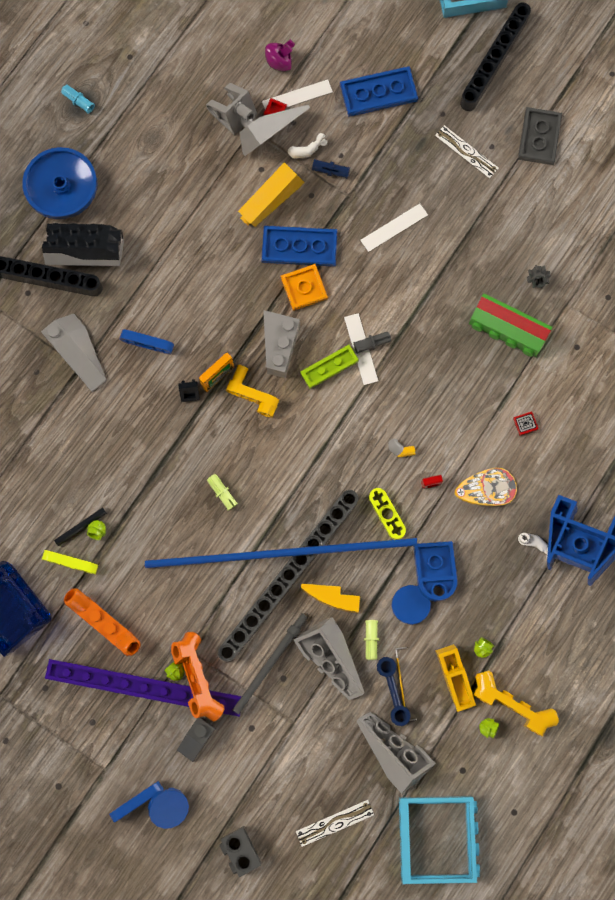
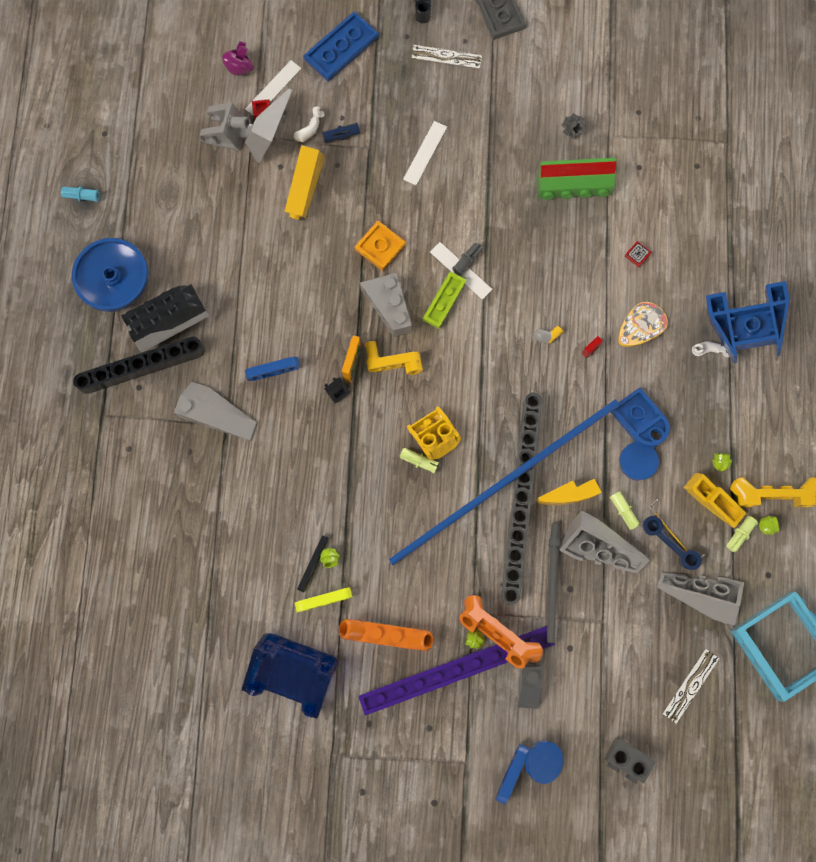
camera: 30 degrees left, 0 degrees up
(248, 478) = (435, 434): none -> yellow slope
(299, 246) = (354, 213): blue tile -> none
(398, 523) = (555, 394): neon yellow beam -> none
(460, 721) = (742, 534): none -> yellowish green axle

